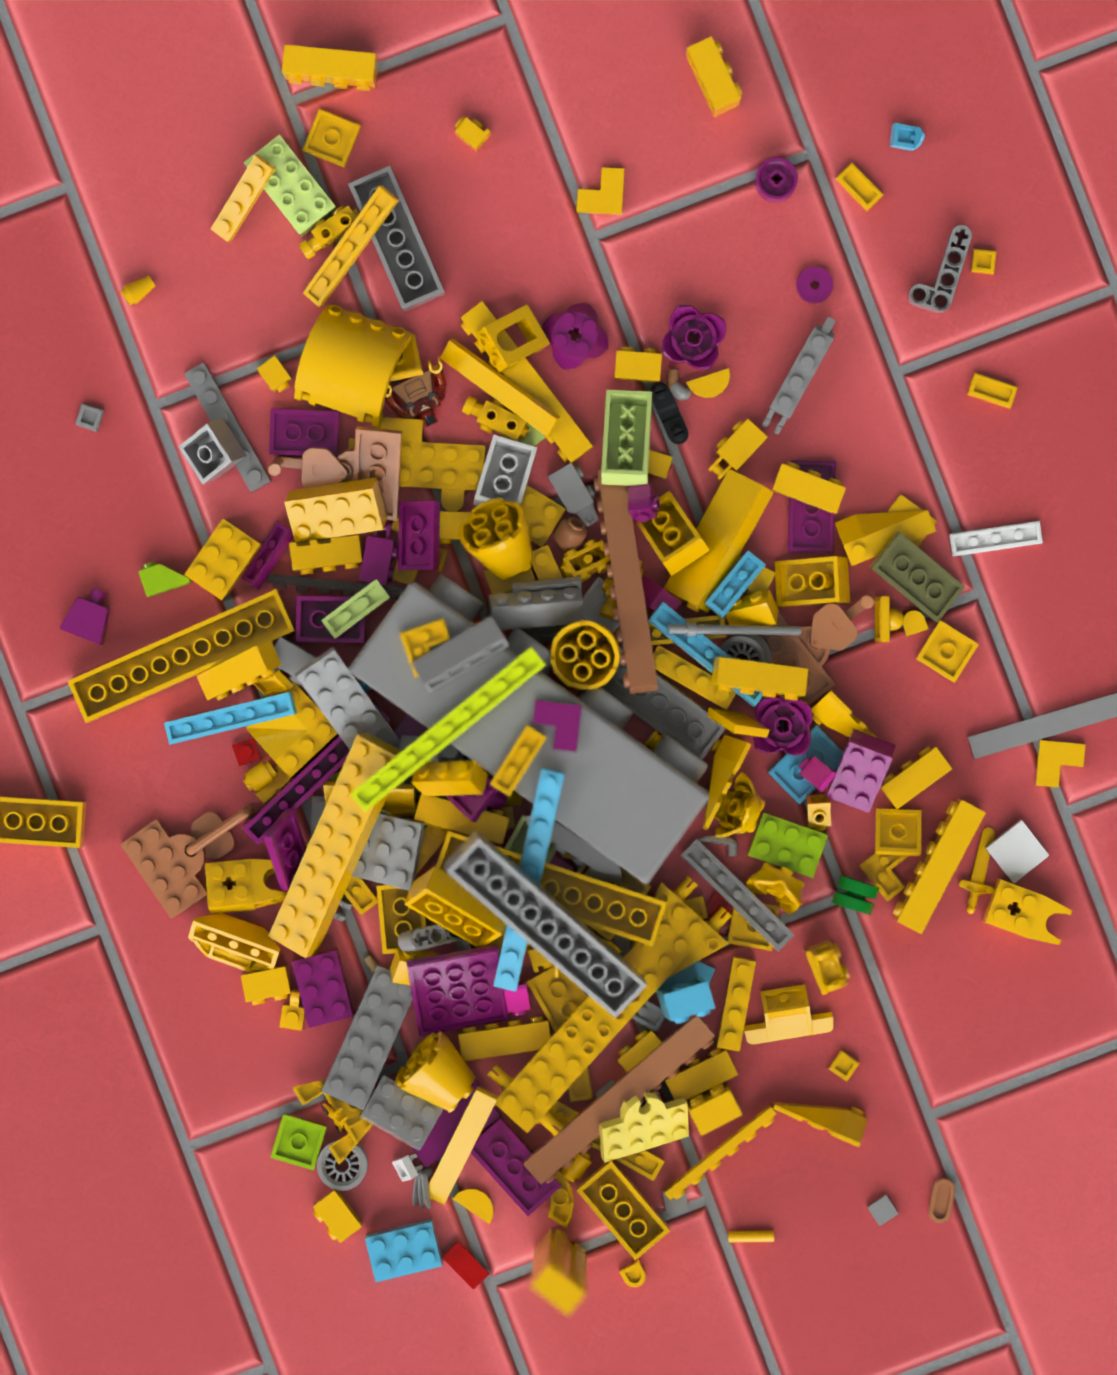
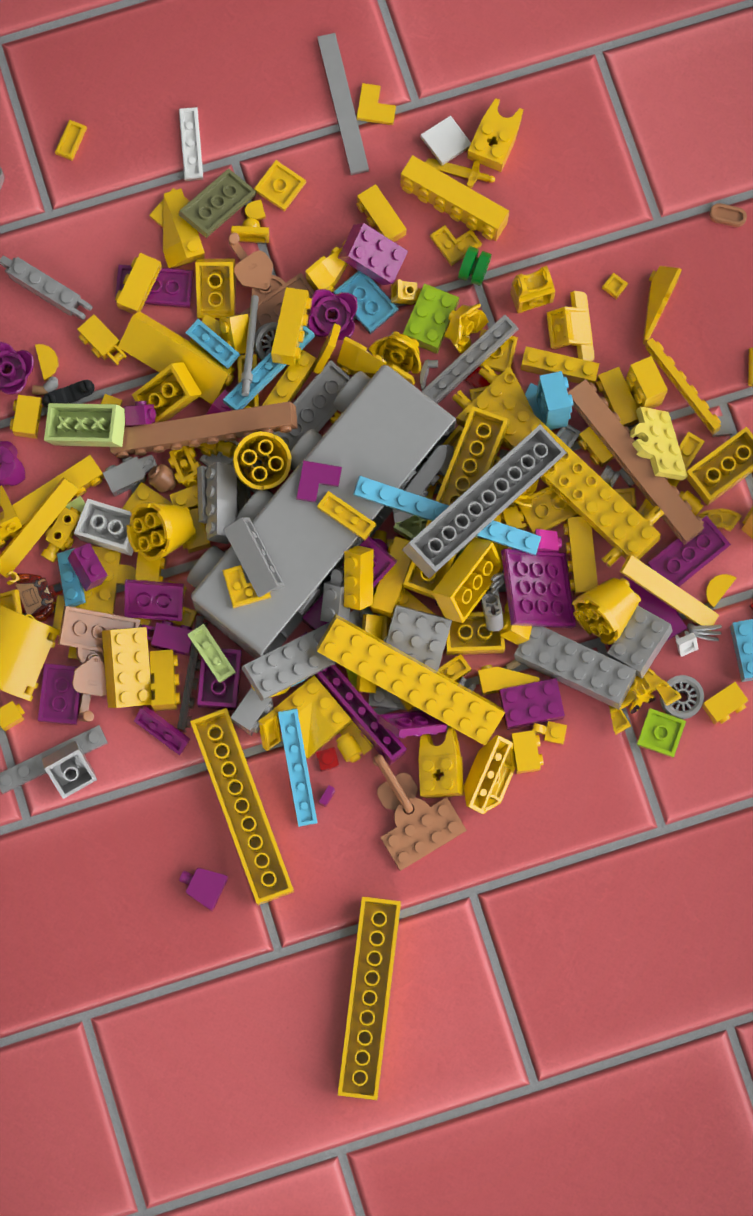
camera: 85 degrees left, 10 degrees down
(89, 417) = (33, 876): light grey tile -> none
(160, 579) = (175, 821): lime slope -> none
(201, 754) = (326, 797): none -> magenta tile
(223, 559) = (162, 767): yellow brick -> none
(239, 670) = (257, 755): yellow brick -> none
(350, 949) = (497, 678): none -> yellow slope
(443, 434) = (71, 585): none -> medium azure plate
(448, 729) = (316, 571): neon yellow plate -> none
(453, 454) = (87, 566): none -> magenta brick
(460, 941) = (498, 580): none -> light grey piece
(603, 1068) = (610, 476): none -> light grey wheel
(816, 772) = (373, 288): dark pink slope -> none
(882, 1210) = (734, 261): light grey tile -> none
(898, 832) = (425, 230): yellow plate -> none

